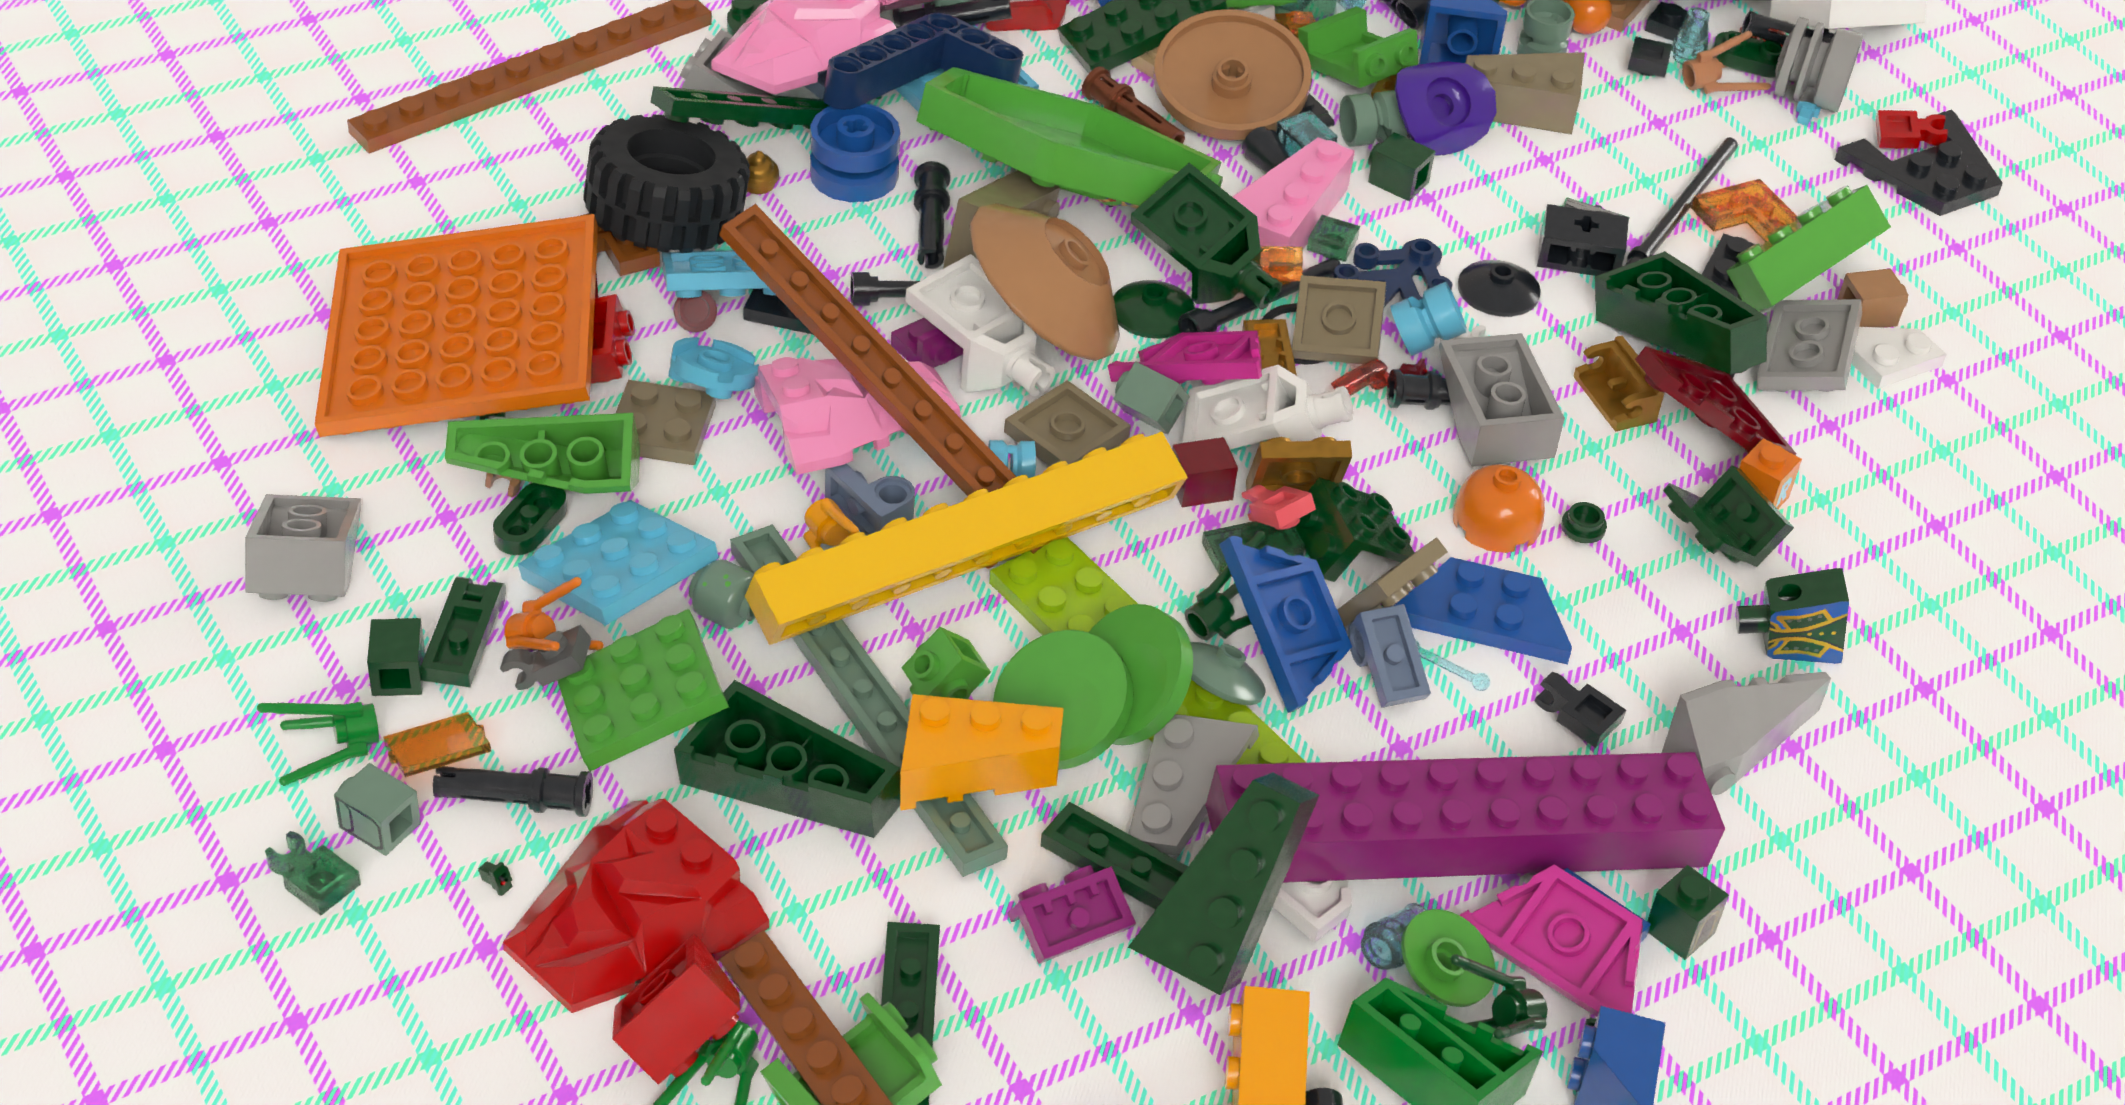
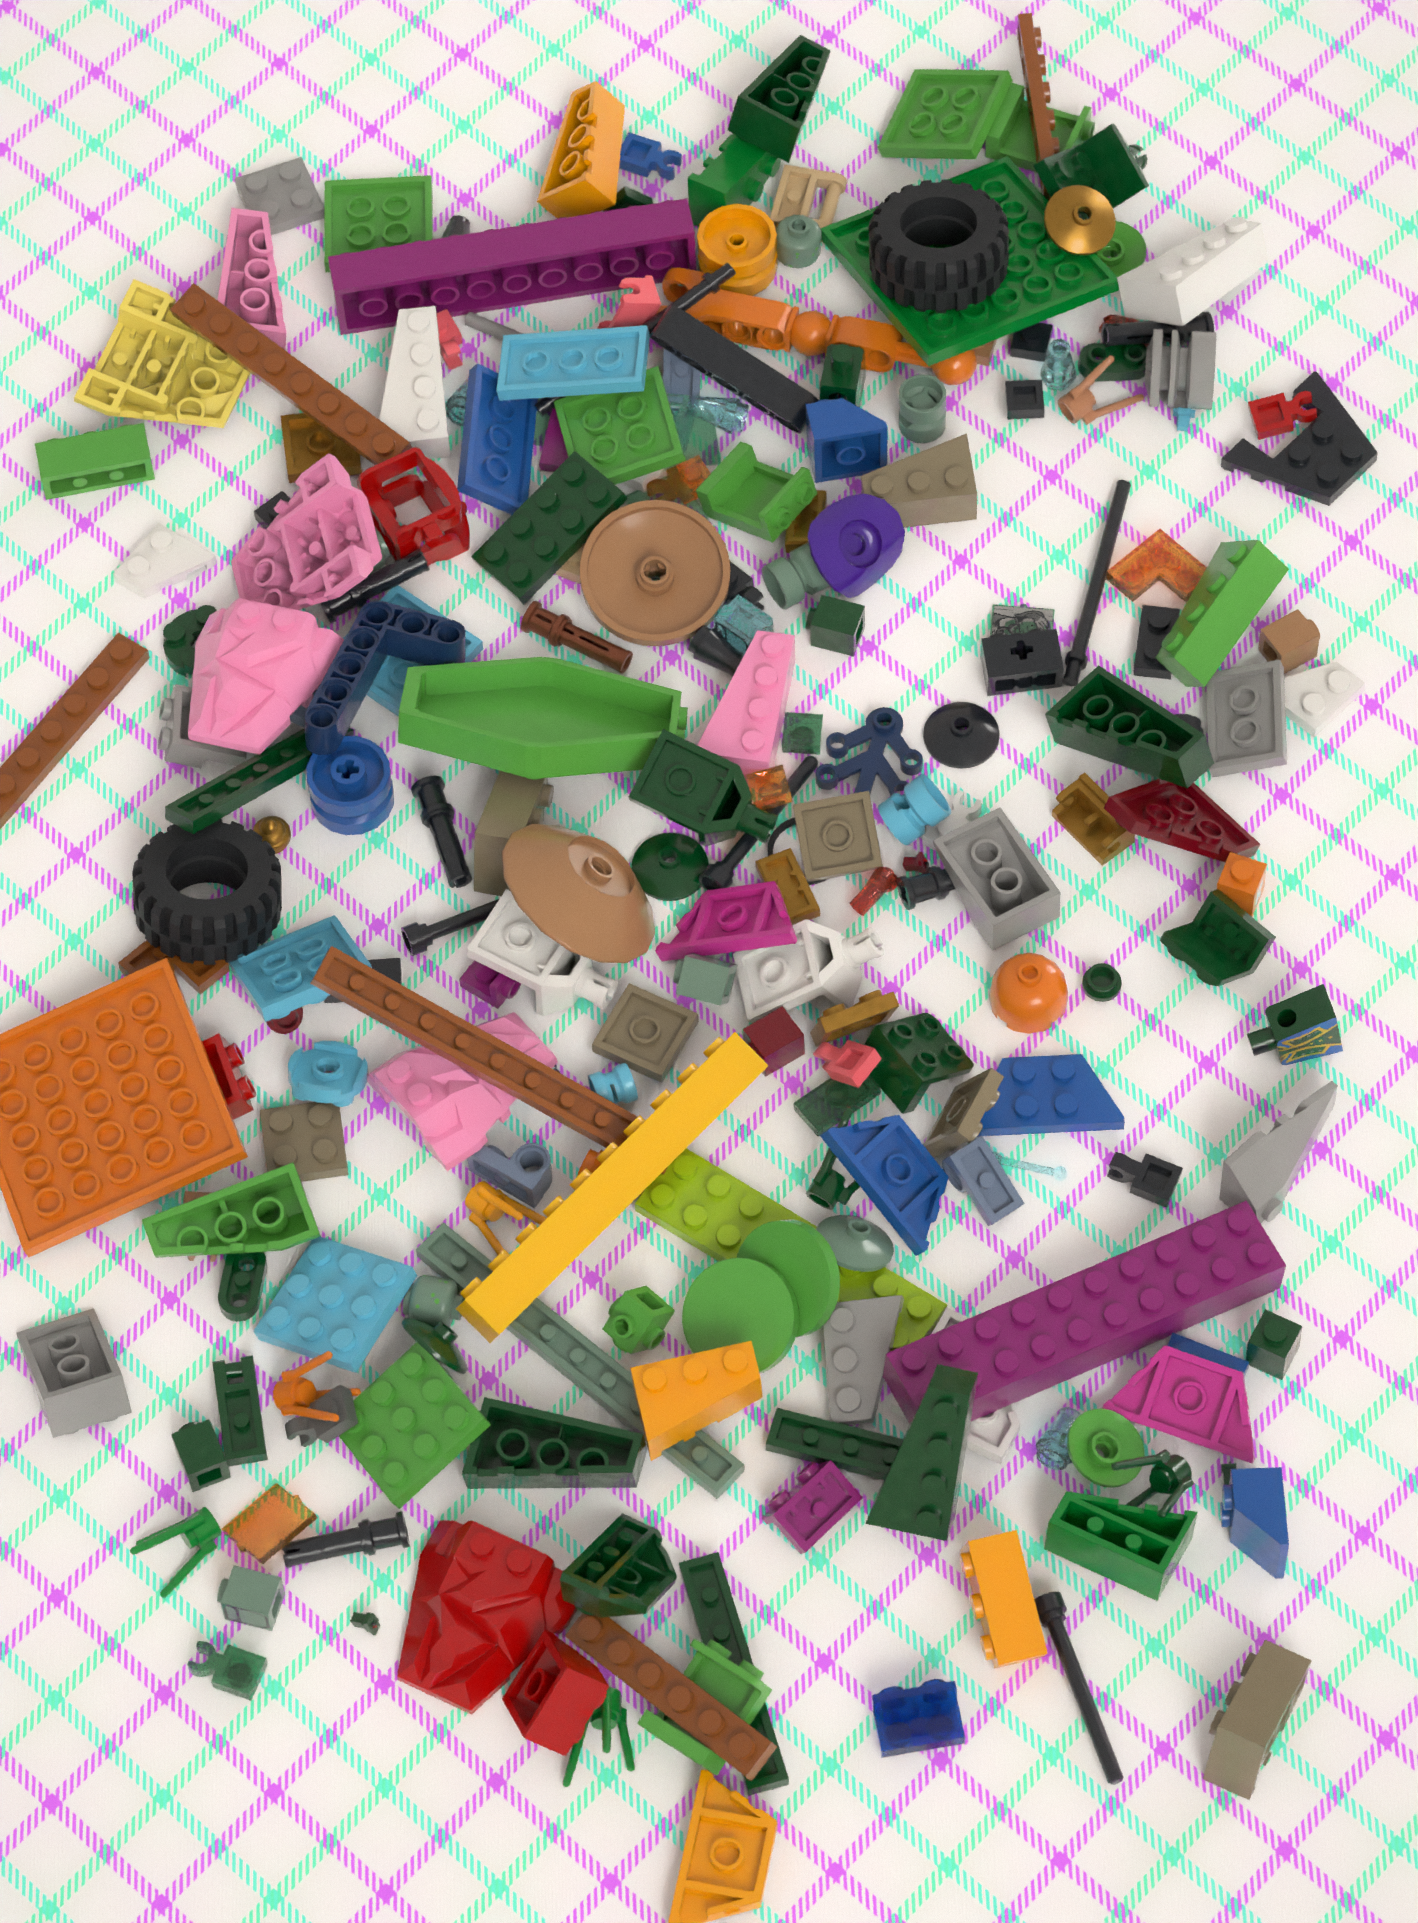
camera: 10 degrees left, 15 degrees up
(712, 621) = (437, 1342): none -> dark green dish
(804, 899) = (619, 1571): none -> dark green wedge

